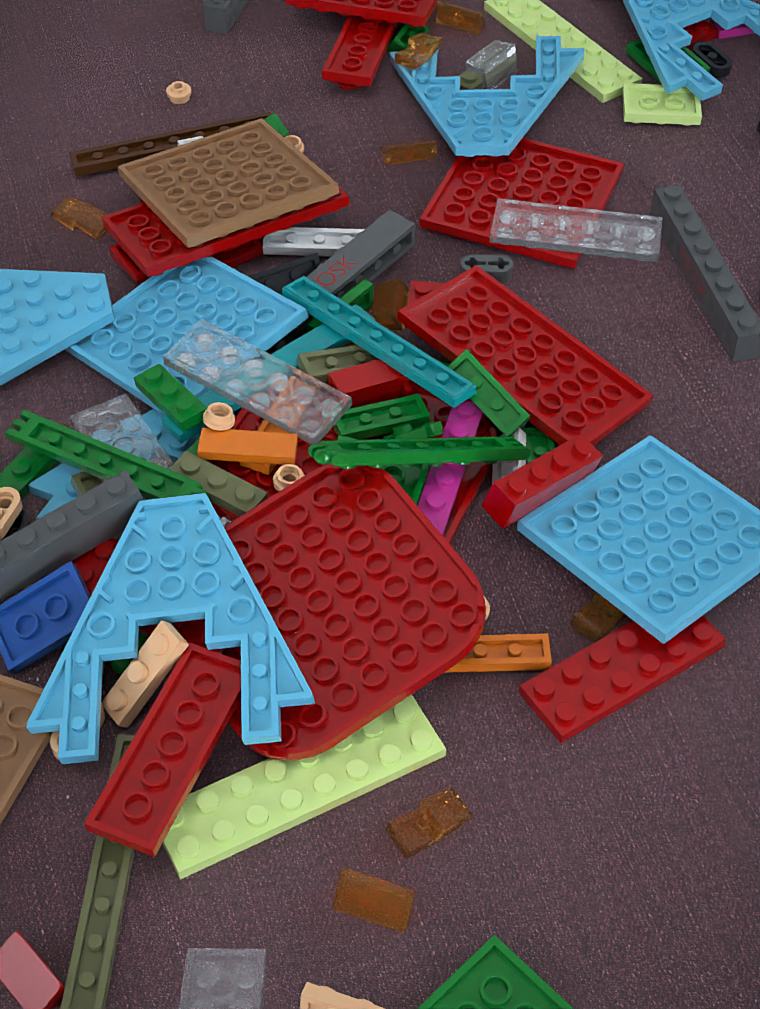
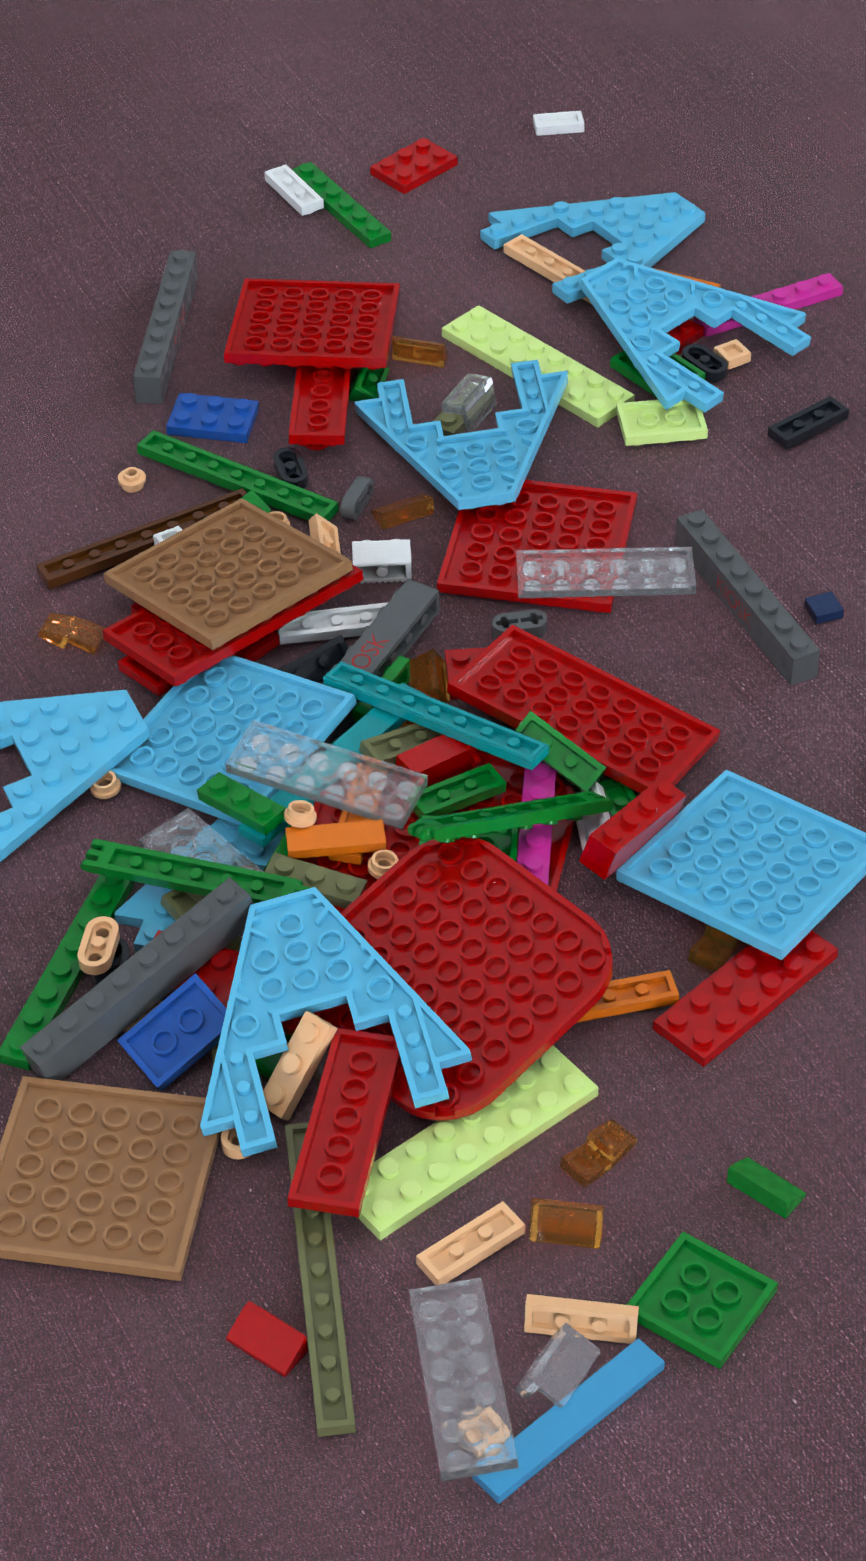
camera: 10 degrees left, 5 degrees down
(63, 361) = (106, 787): none -> light nougat plate
(265, 50) = (212, 417): none -> blue plate
(267, 100) = (236, 476): none -> green plate
(268, 905) = (470, 1244): none -> light nougat plate
(318, 101) = (291, 466): none -> black plate
(331, 162) = (324, 532): none -> light nougat plate
(369, 133) = (357, 497): none -> dark grey beam
(375, 191) = (383, 560): none -> white brick
(419, 50) = (387, 397): clear orange slope -> none
(425, 430) = (505, 797): green plate -> none
(596, 894) = (765, 1186): none -> green slope
(739, 54) = (733, 353): none -> light nougat plate

